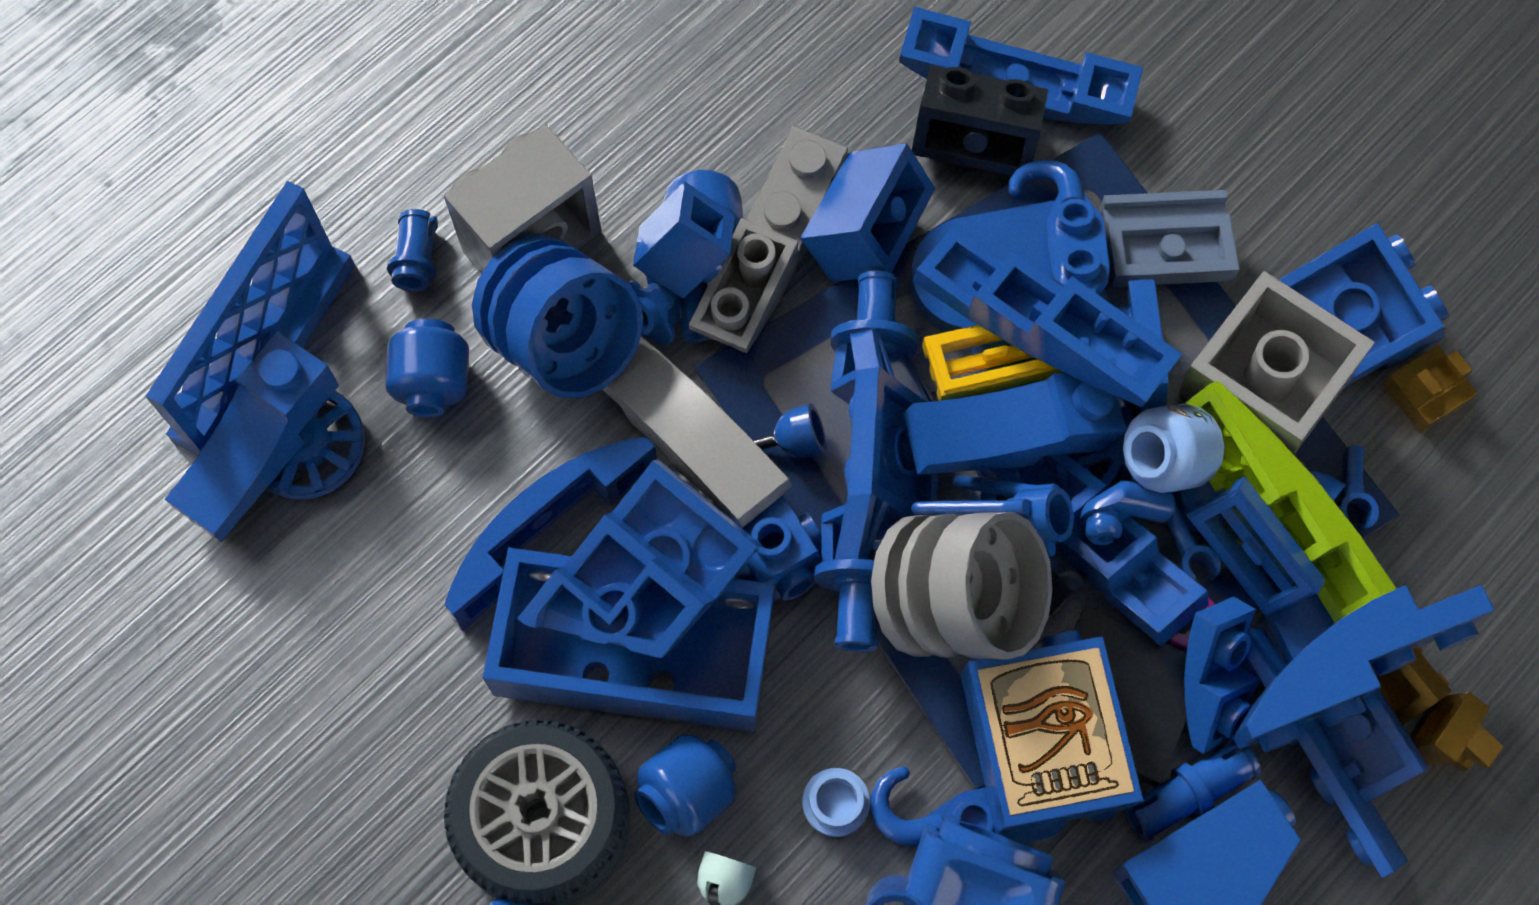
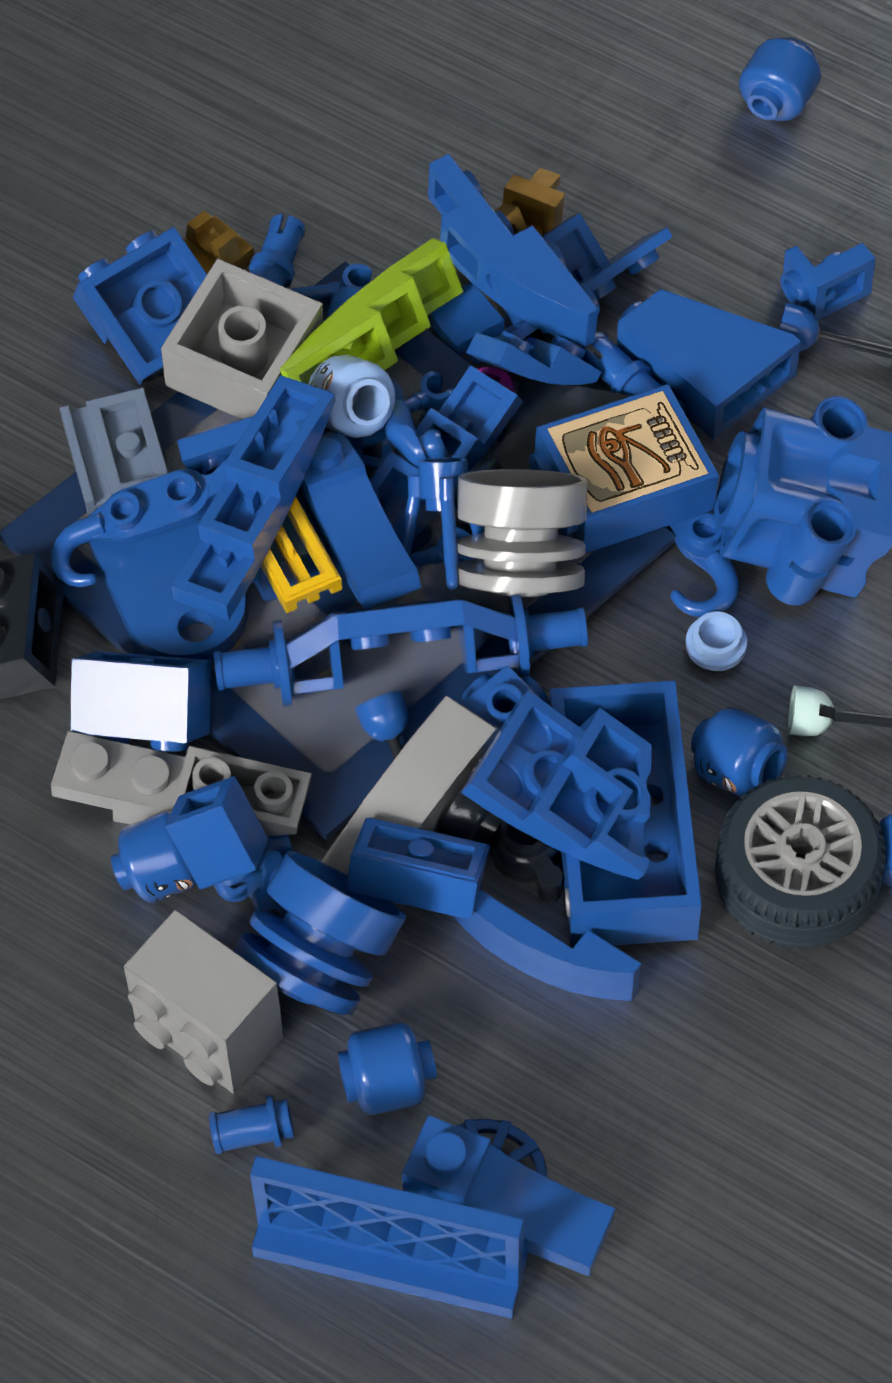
camera: 100 degrees left, 10 degrees down
(610, 420) = (417, 867): none -> blue slope
(1264, 542) = (407, 322): blue tile -> none
(1399, 440) = (279, 251): none -> blue pin

